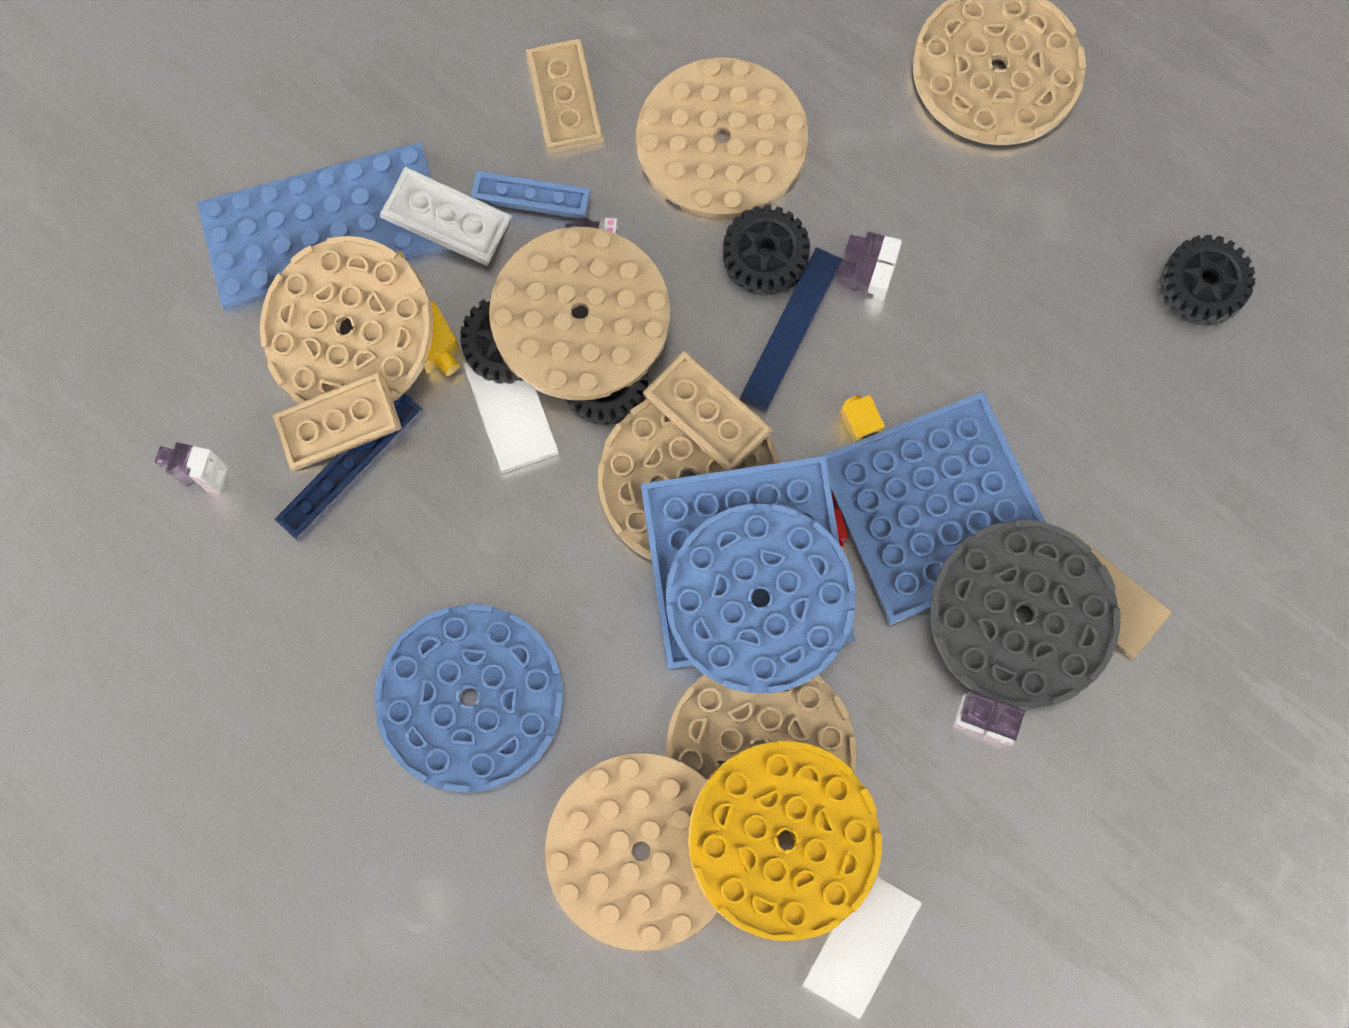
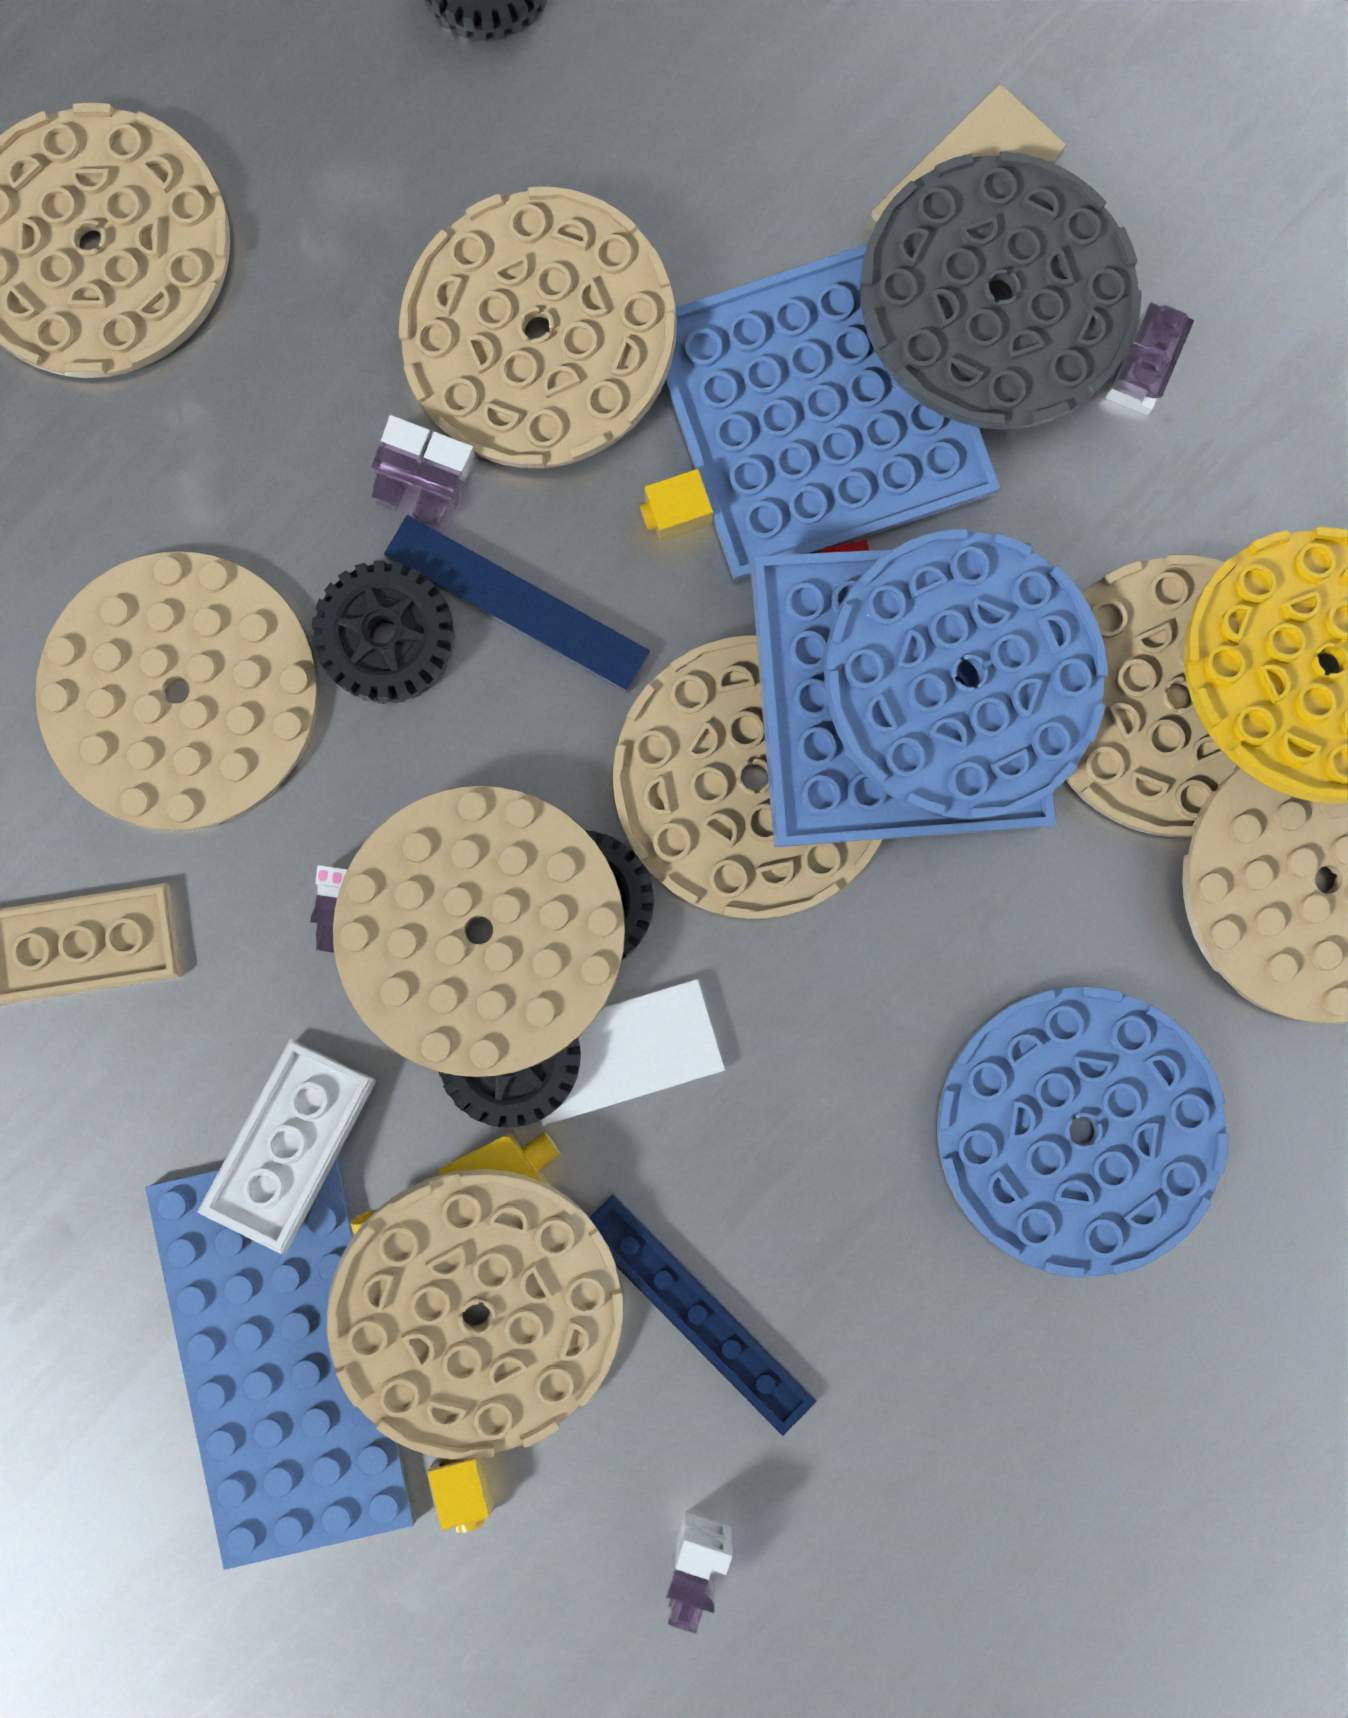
camera: 85 degrees left, 10 degrees up
(240, 330) = (461, 1493): none -> yellow brick
(337, 421) = (632, 1331): tan tile -> none
(531, 195) = (256, 1007): medium blue plate -> none
(707, 412) = (655, 739): tan tile -> none
(975, 368) = (526, 259): none -> tan plate

